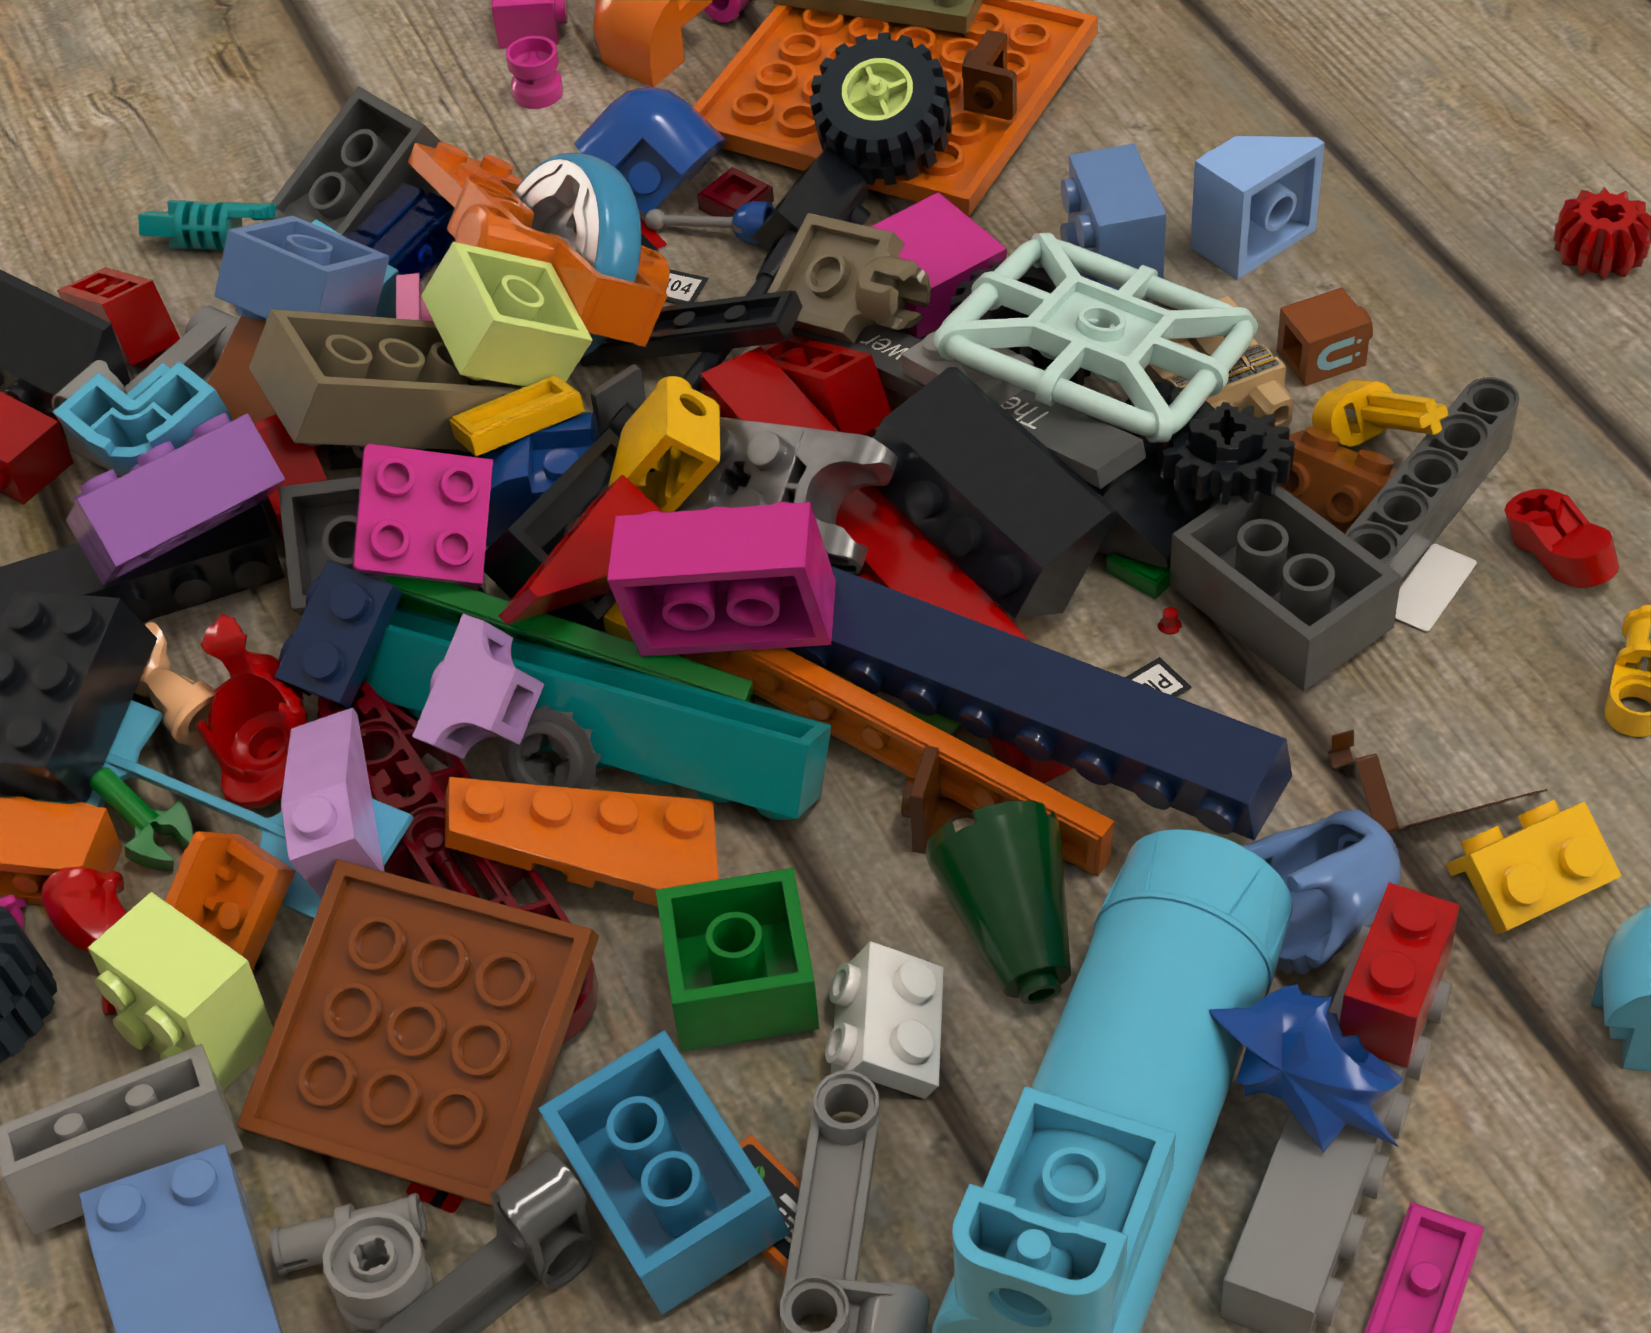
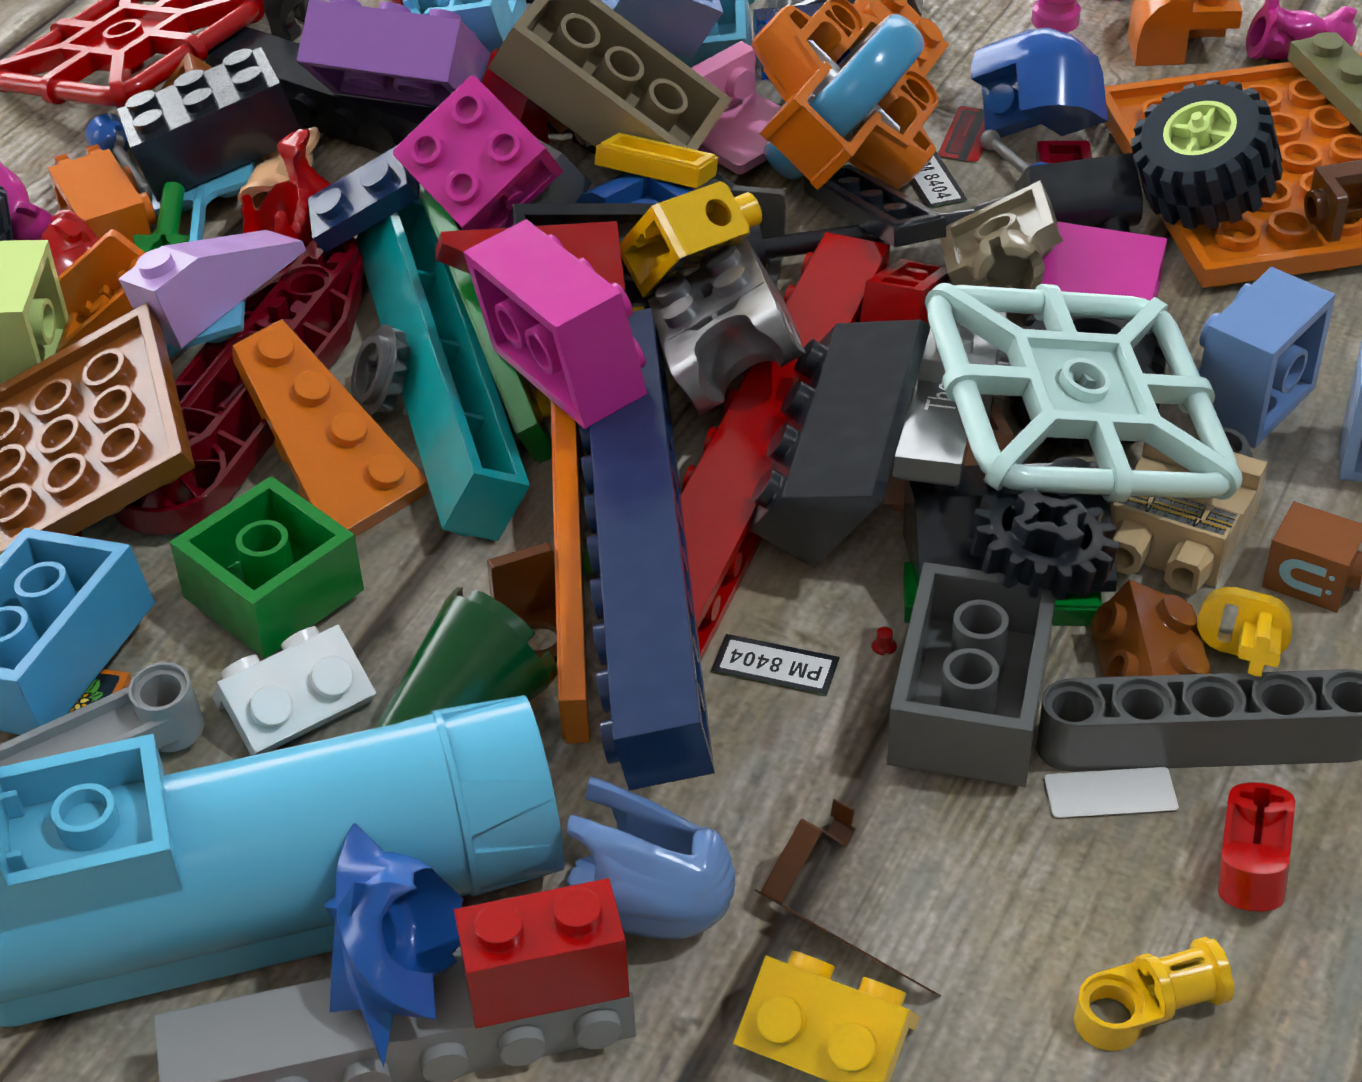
camera: 50 degrees right, 5 degrees down
(477, 692) = (366, 282): lavender brick -> none
(504, 316) = (720, 90): yellowish green brick -> none

